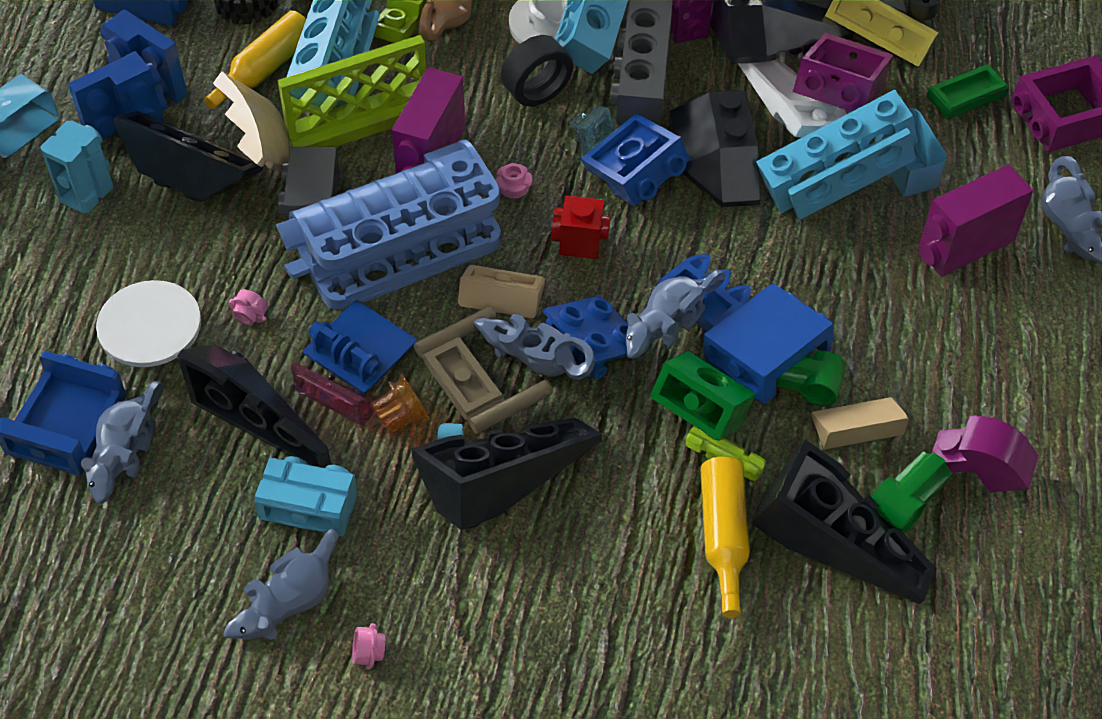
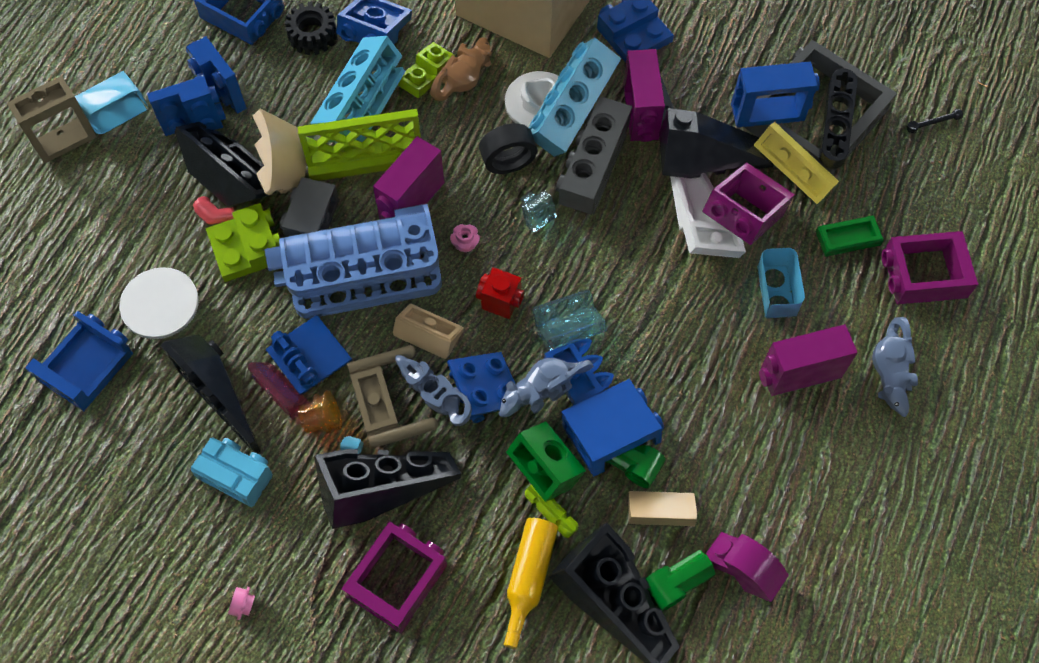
camera: 15 degrees right, 10 degrees up
(77, 166) = (143, 159): medium azure brick -> none
(119, 436) = (115, 388): sand blue animal -> none
(183, 216) = (210, 213): none -> coral arm
(236, 238) = (242, 241): none -> lime plate
(248, 307) = (236, 304): bright pink plate -> none
(263, 55) = (308, 88): yellow piece -> none
(296, 586) = (203, 543): sand blue animal -> none
(548, 606) = (376, 606): none -> magenta window
(637, 159) = (562, 243): blue plate -> none
(672, 239) = (568, 320): none -> clear light blue bracket
(721, 146) = (629, 242): black wedge -> none
(861, 167) = (725, 266): medium azure brick -> none

